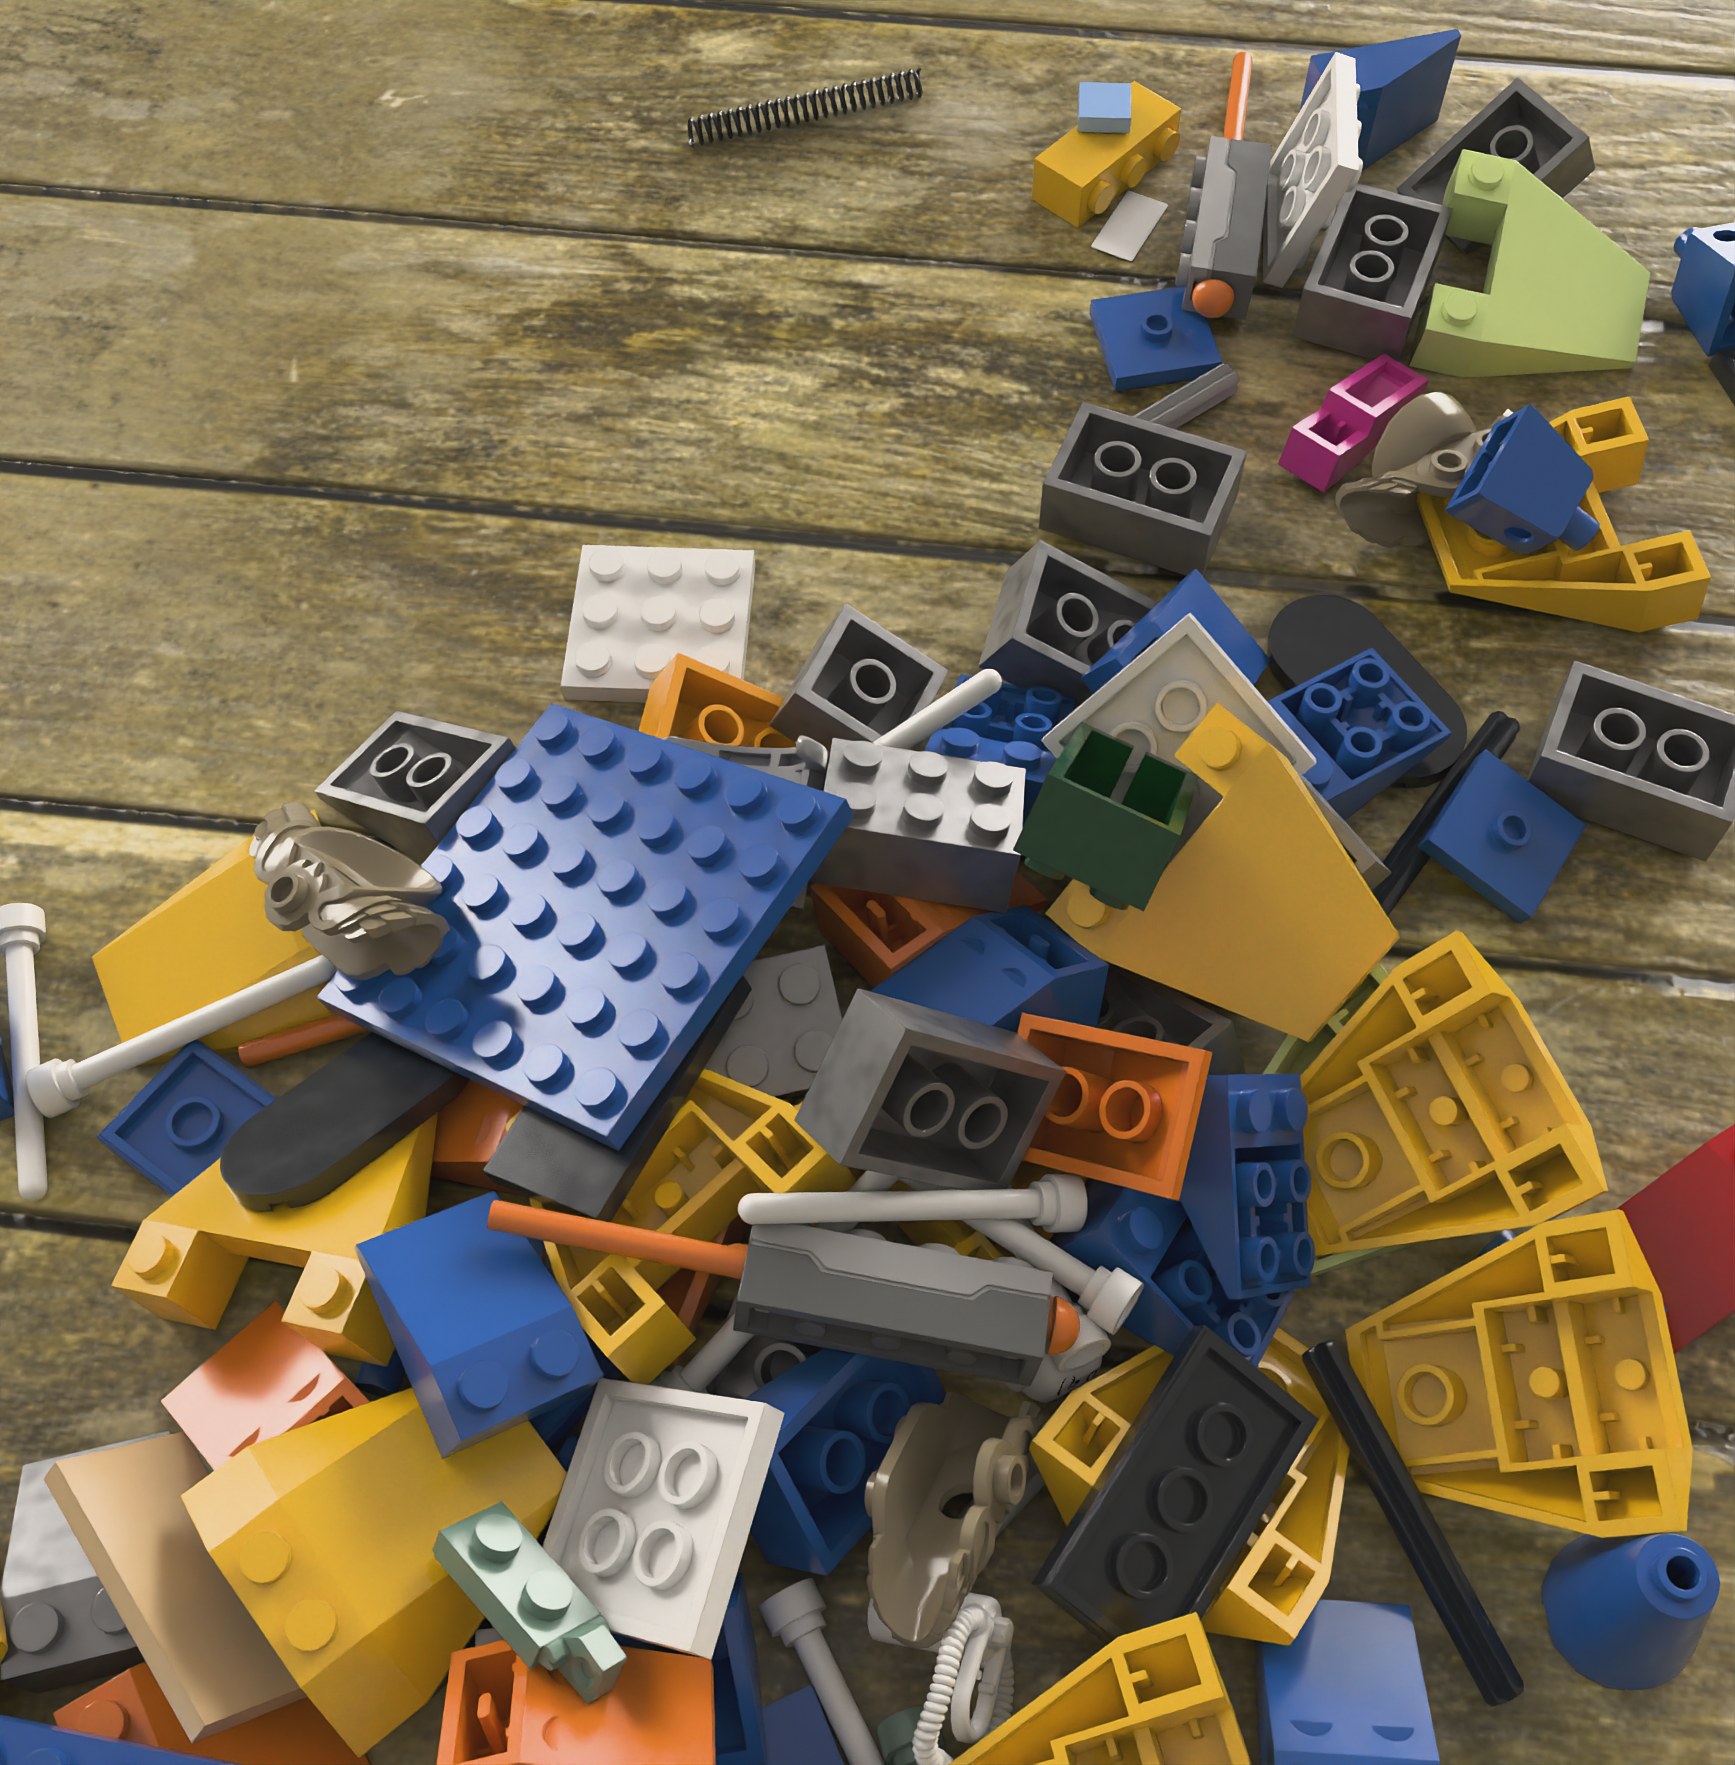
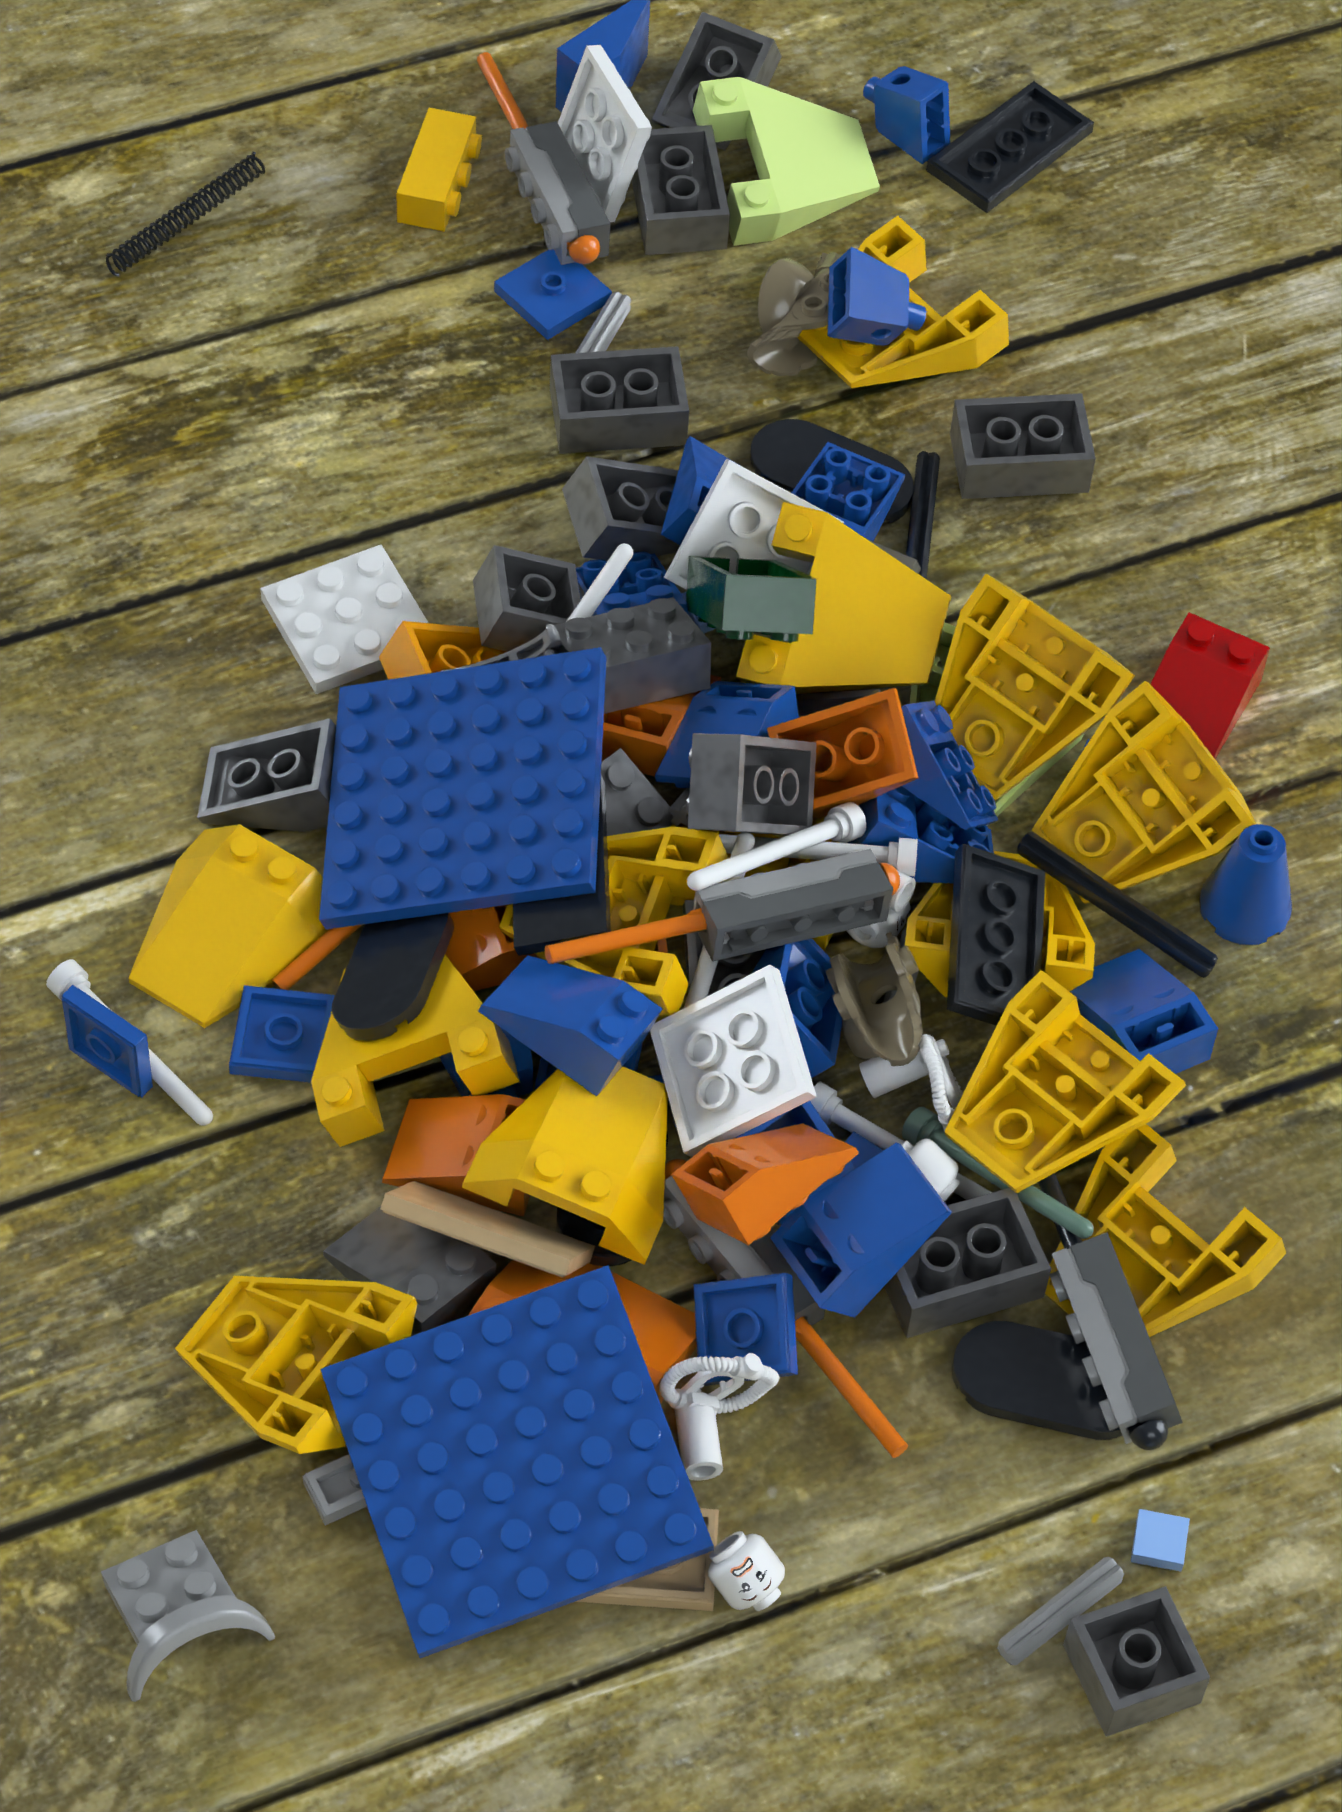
camera: 35 degrees left, 5 degrees down
(60, 1085) = (178, 1049): white piece -> none
(347, 894) = (323, 846): dark tan piece -> none
(530, 1600) = (702, 1123): sand green hinge -> none
(1104, 107) = (424, 136): light blue tile -> none
(1129, 226) = (480, 216): white sticker -> none
(1349, 421) = (722, 299): dark pink slope -> none
(1502, 836) = (965, 525): blue plate -> none

